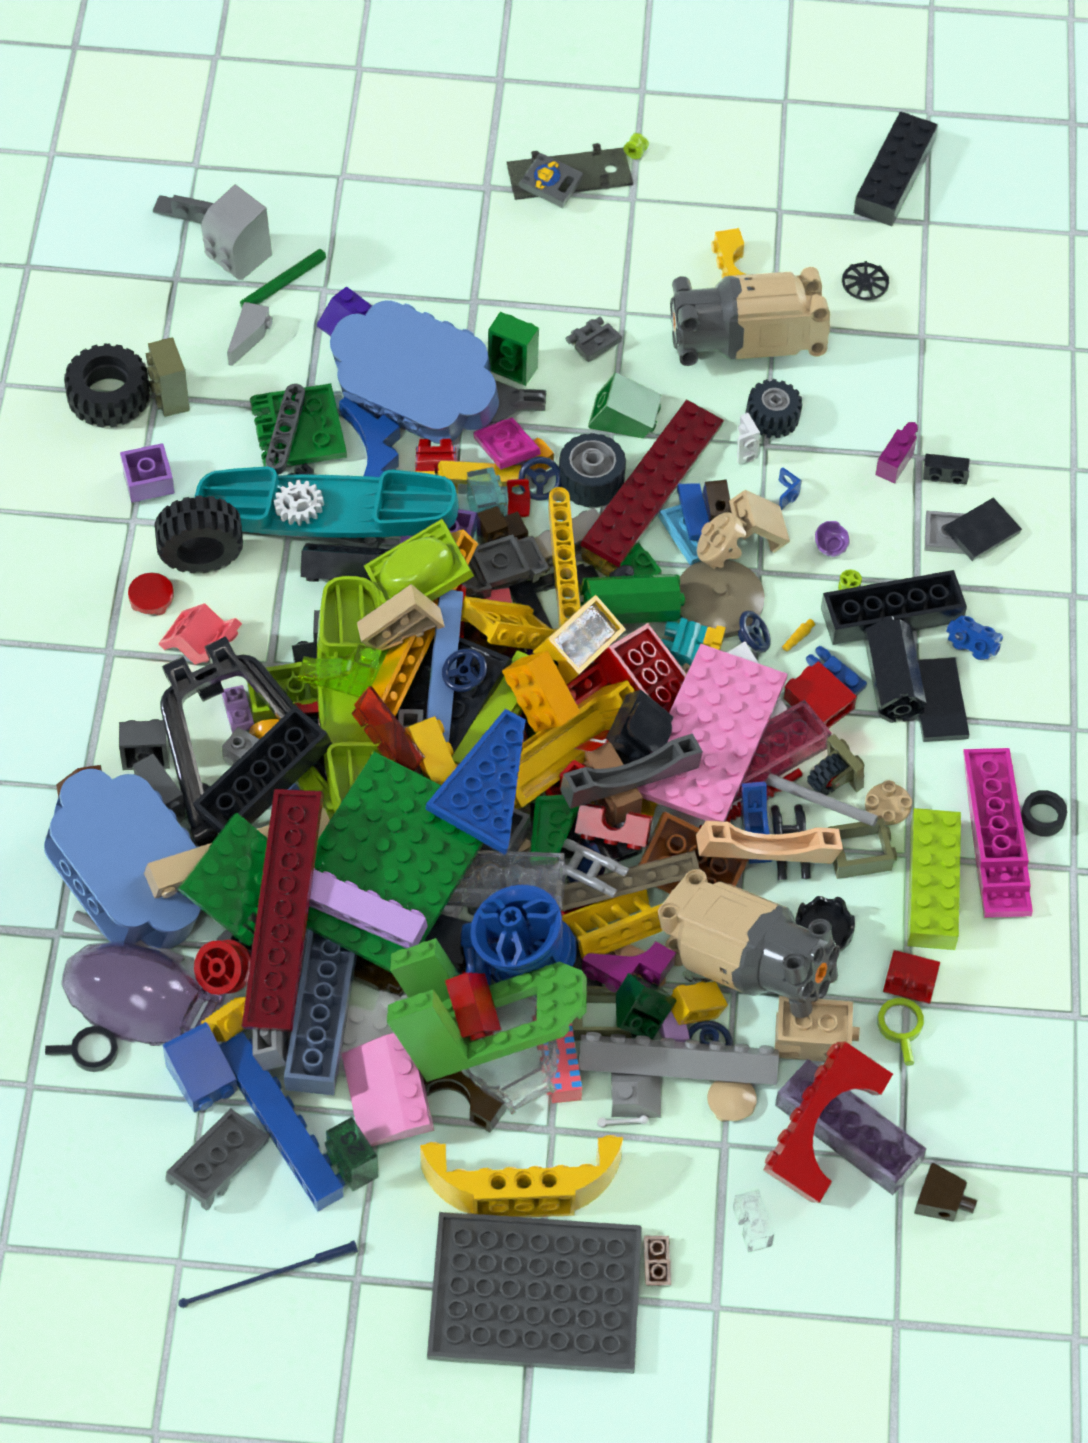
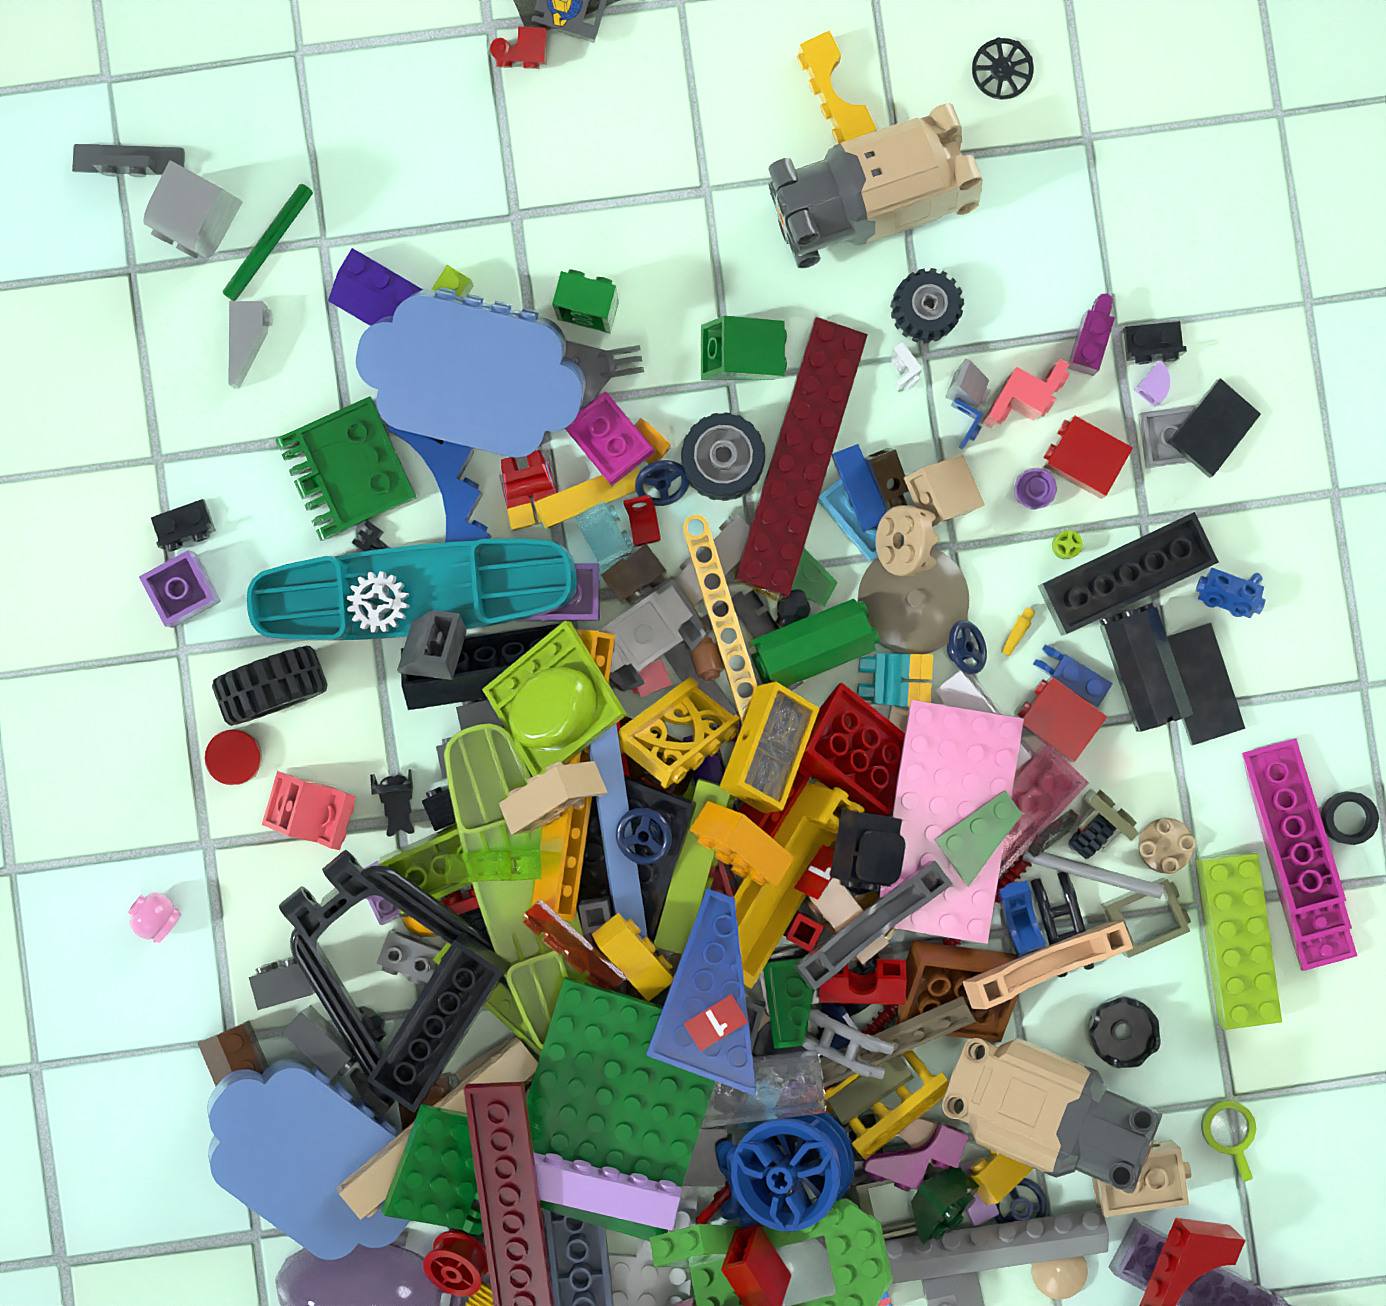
camera: 10 degrees left, 30 degrees up
(53, 681) = (153, 916): none -> bright pink piece
(100, 364) = (58, 461): black tyre -> none
(167, 377) = (165, 449): olive brick -> none
(170, 435) = (183, 525): none -> black bracket
(270, 643) = (396, 796): none -> black hair
(285, 420) = (326, 470): dark grey beam -> none
(336, 529) = (433, 645): none -> dark grey slope
(488, 794) = (715, 1022): none -> sticker
(512, 202) = (529, 49): none -> red brick
(544, 595) = (707, 660): none -> nougat brick
(597, 342) = (687, 247): dark grey plate -> none
(602, 912) = (870, 1090): none -> olive tile
(729, 740) = (978, 835): none -> wing
(793, 454) = (969, 385): none -> light grey slope
(794, 766) = (1053, 833): none -> clear smoke tile
(837, 474) = (1027, 394): none -> coral bracket
(878, 528) = (1086, 456): none -> red brick
(911, 976) = (1232, 1069): red hinge -> none
(939, 492) = (1155, 384): none -> lavender brick

